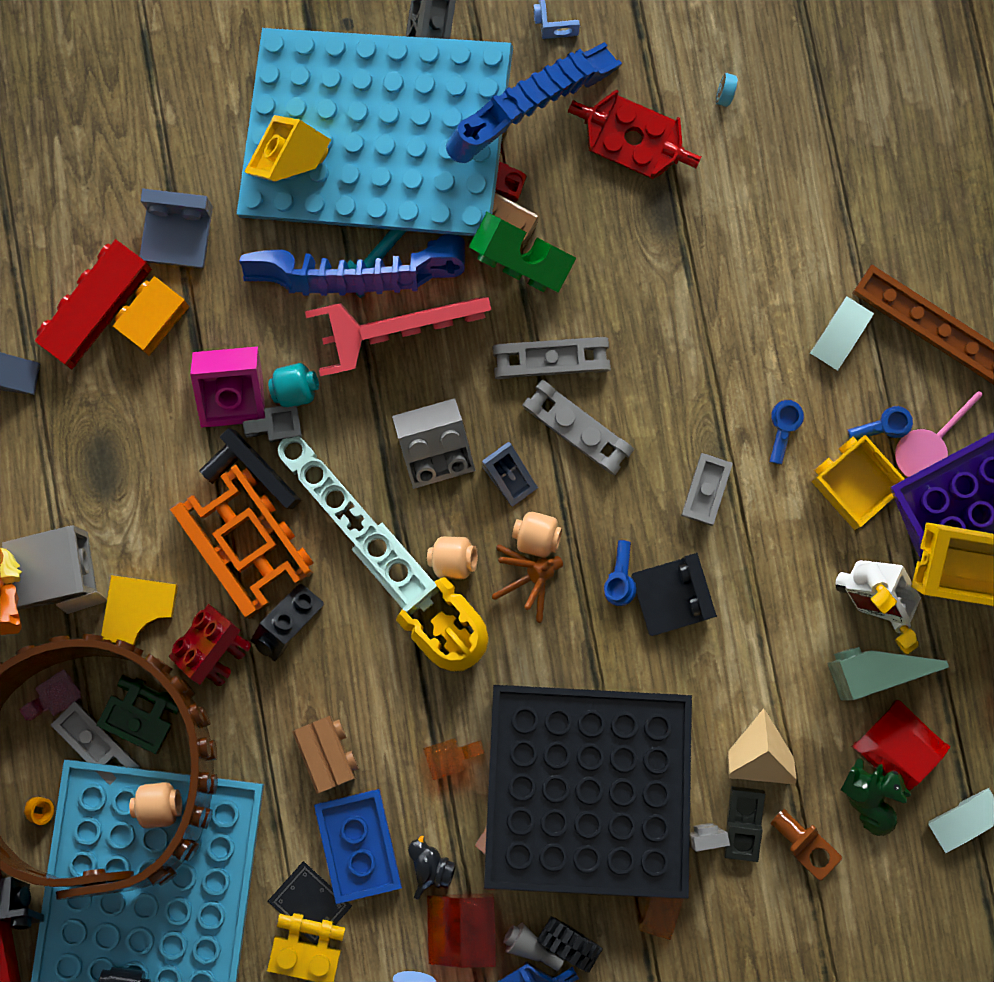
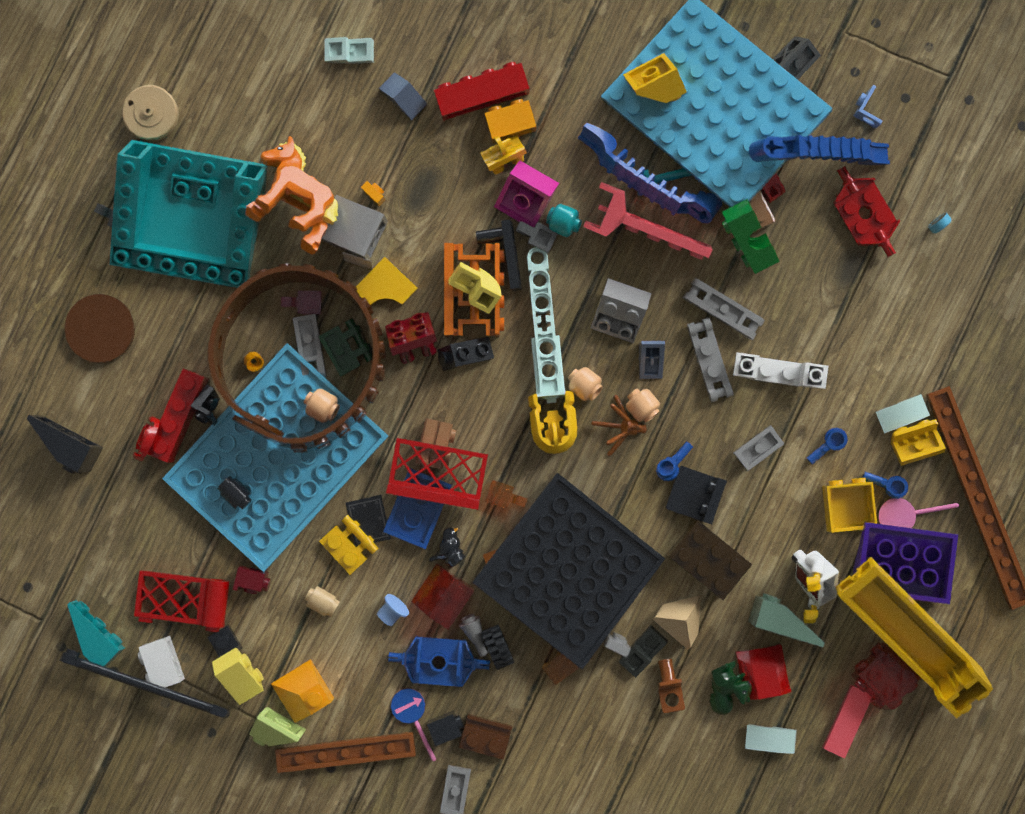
camera: 40 degrees right, 5 degrees up
(47, 509) = (374, 192): none -> light orange plate
(167, 356) = (502, 153): none -> yellow hips
(175, 228) = (559, 80): sand blue bracket -> none
(245, 529) = (479, 285): none -> light yellow brick
(362, 815) = (436, 494): none -> red fence
(667, 384) = (780, 372): none -> white slope
(743, 659) = (709, 559): none -> dark brown brick
(882, 353) = (917, 442): none -> yellow bracket

